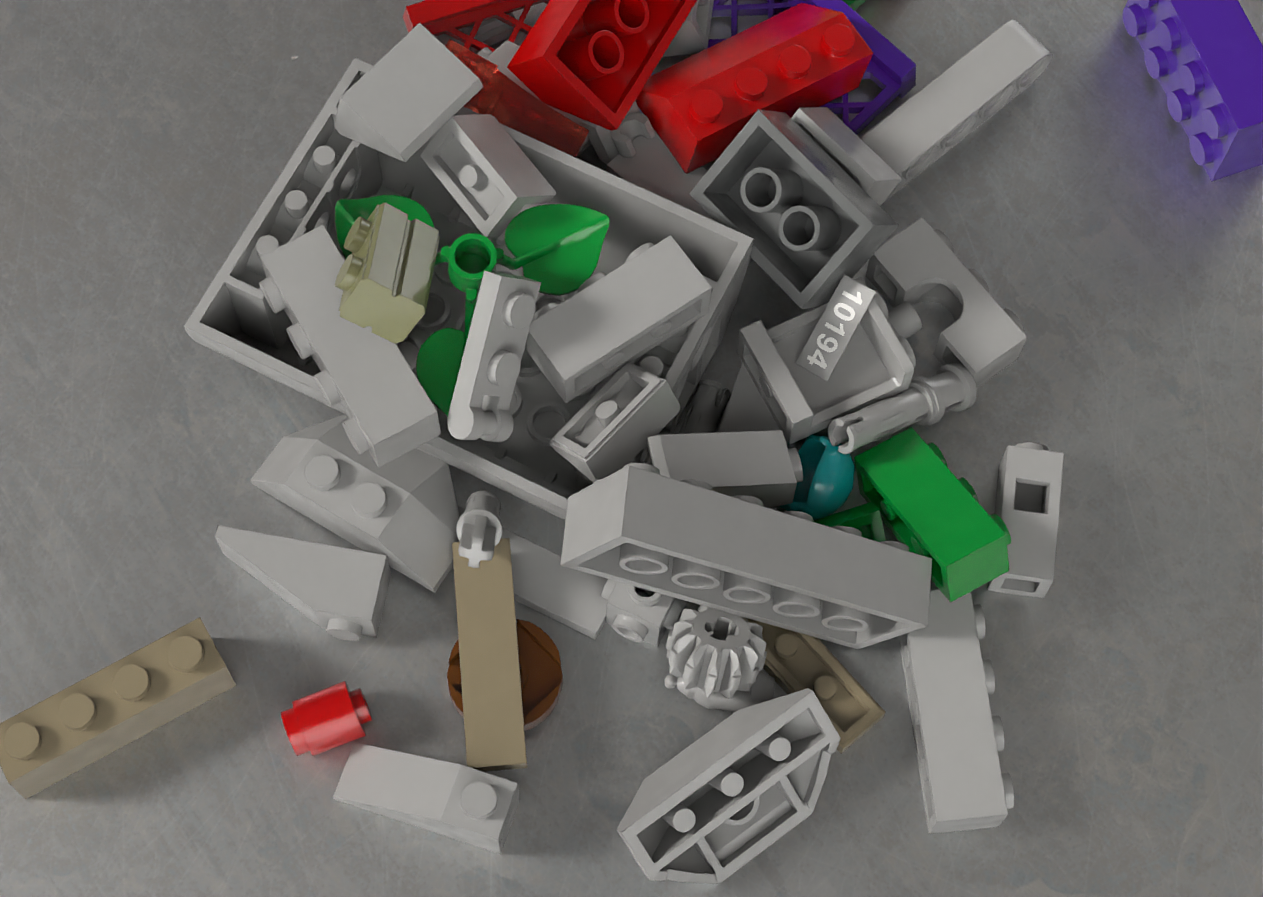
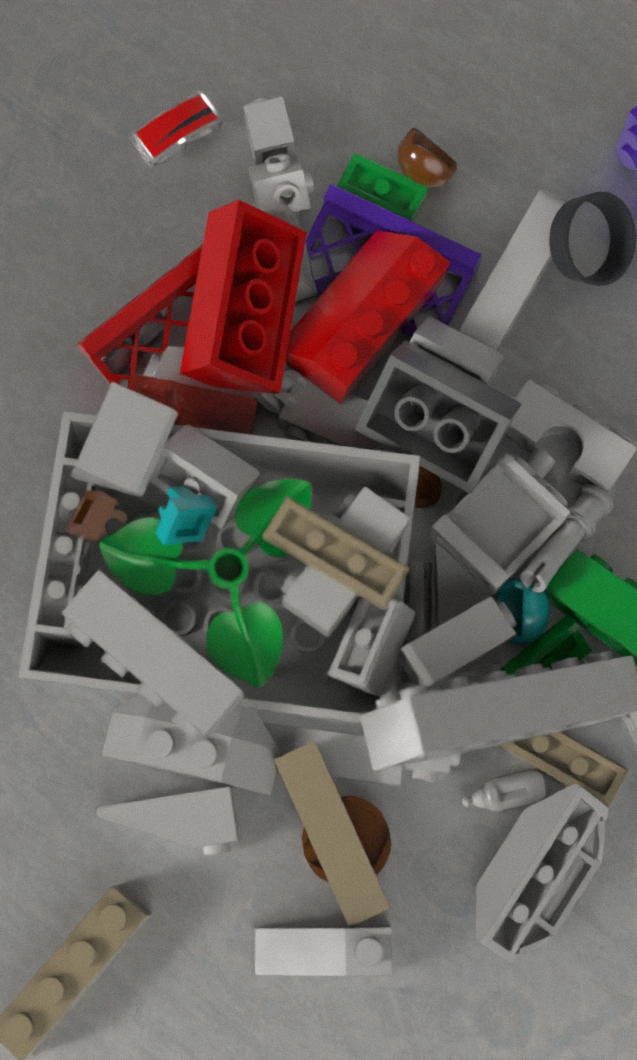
camera: 15 degrees left, 10 degrees up
(326, 719) = (229, 921): red brick -> none
(342, 172) = (92, 515): none -> reddish brown tile
(388, 272) = (165, 594): olive brick -> none
(449, 204) = (185, 516): none -> teal tile
(479, 527) = (292, 745): light grey axle -> none
(492, 358) = (268, 633): light grey plate -> none
(607, 294) = (336, 553): none -> dark tan tile
(715, 651) = (496, 775): light grey gear -> none
(753, 304) = (427, 490): none -> reddish brown tile
(835, 327) = (500, 497): light grey sticker -> none
(1097, 90) = (621, 238): none -> black tyre

